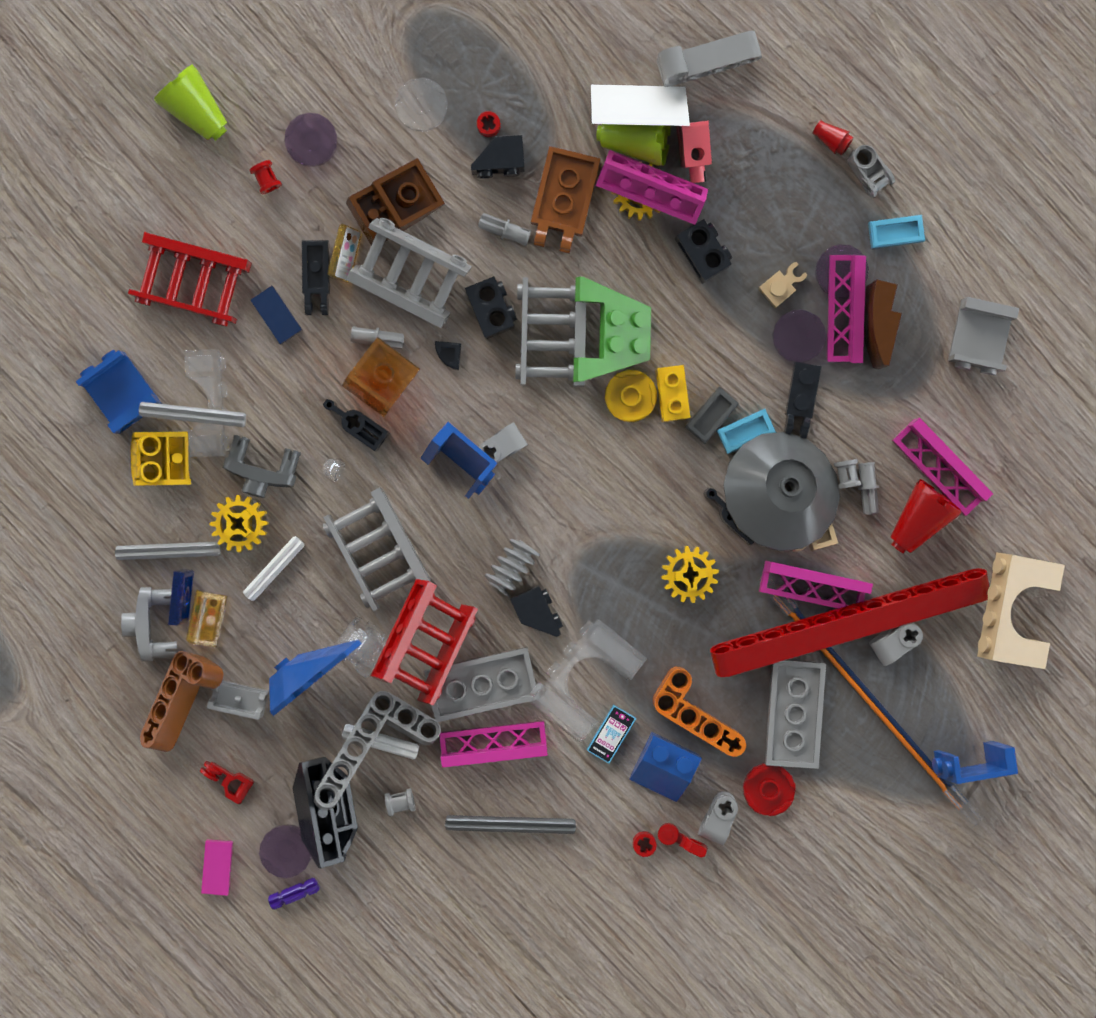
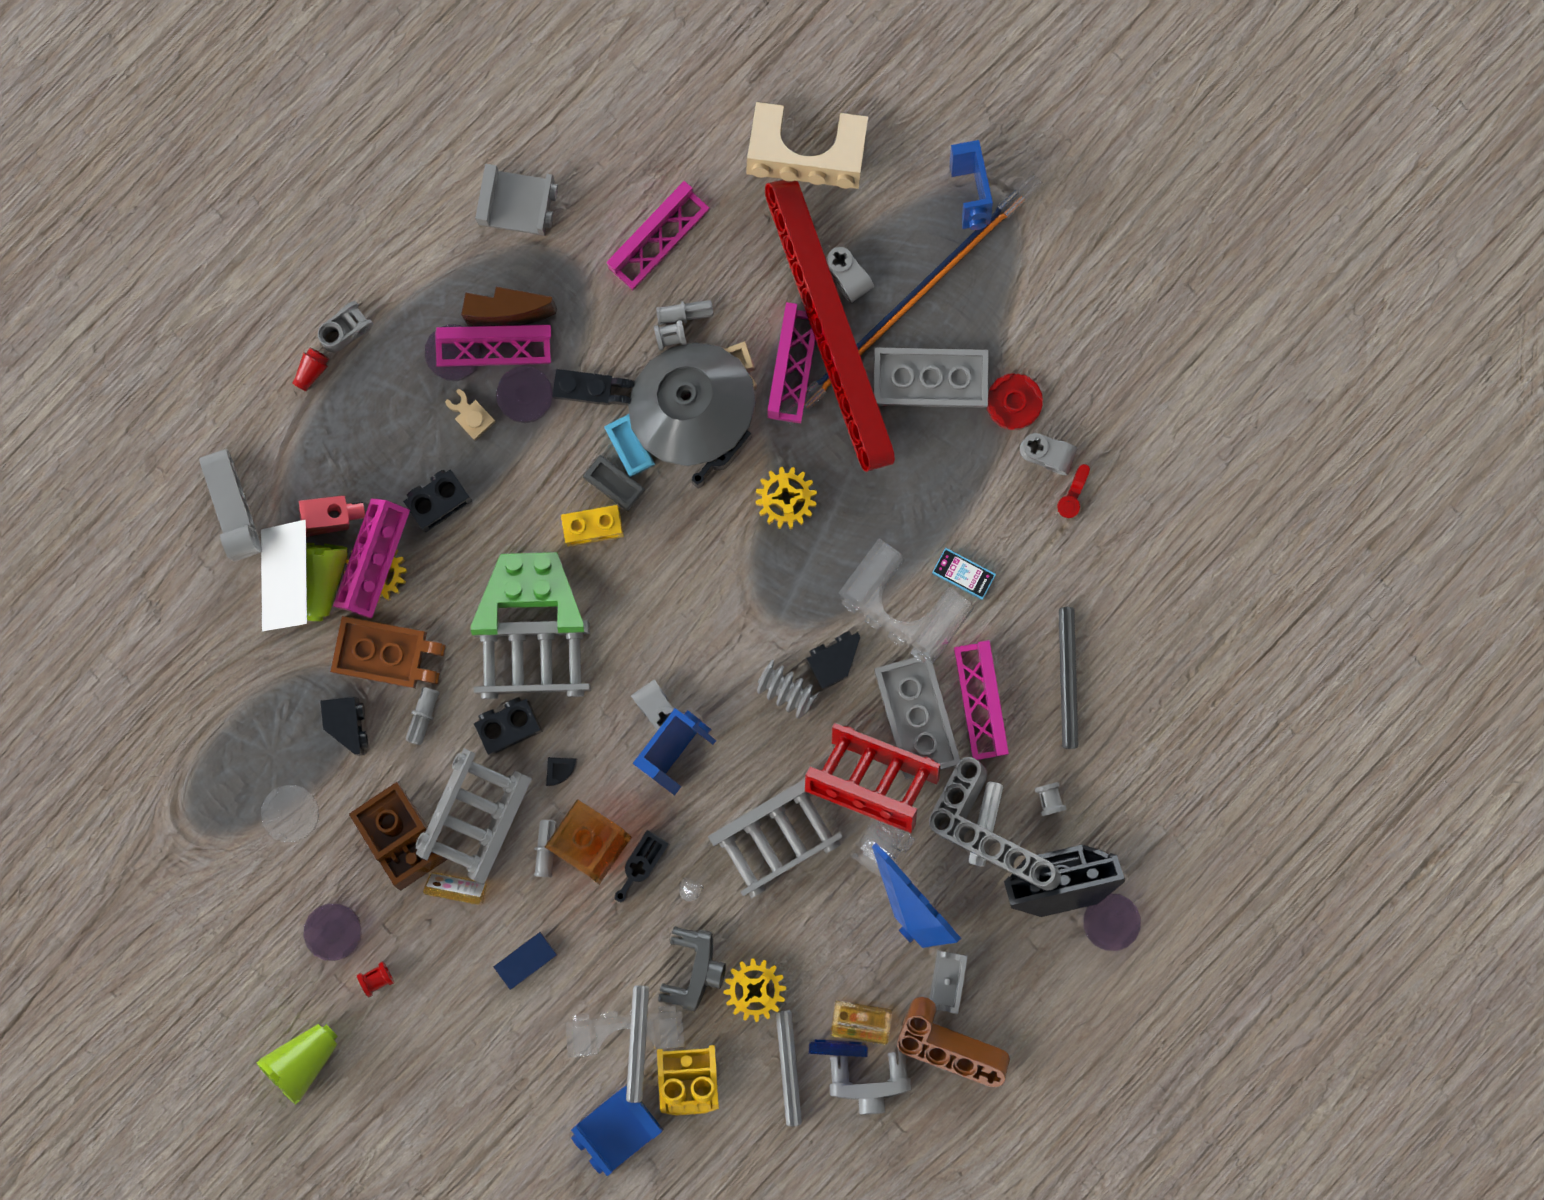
camera: 85 degrees left, 5 degrees down
(208, 260) = (468, 1037): red fence -> none
(213, 770) = (1026, 1005): red piece -> none
(217, 867) = (1134, 997): dark pink tile -> none
(274, 567) = (802, 950): white axle -> none
(293, 893) = (1157, 911): dark purple axle -> none
(314, 274) = (478, 919): black hinge -> none
(496, 122) = (307, 730): red bush -> none
(630, 396) = (597, 571): yellow tile -> none
(648, 852) = (1076, 524): red bush -> none
(665, 767) = (996, 513): blue slope -> none
(701, 717) = (940, 478): orange beam -> none
(896, 231) = (408, 296): medium azure tile -> none
(922, 517) = (713, 253): red cone -> none

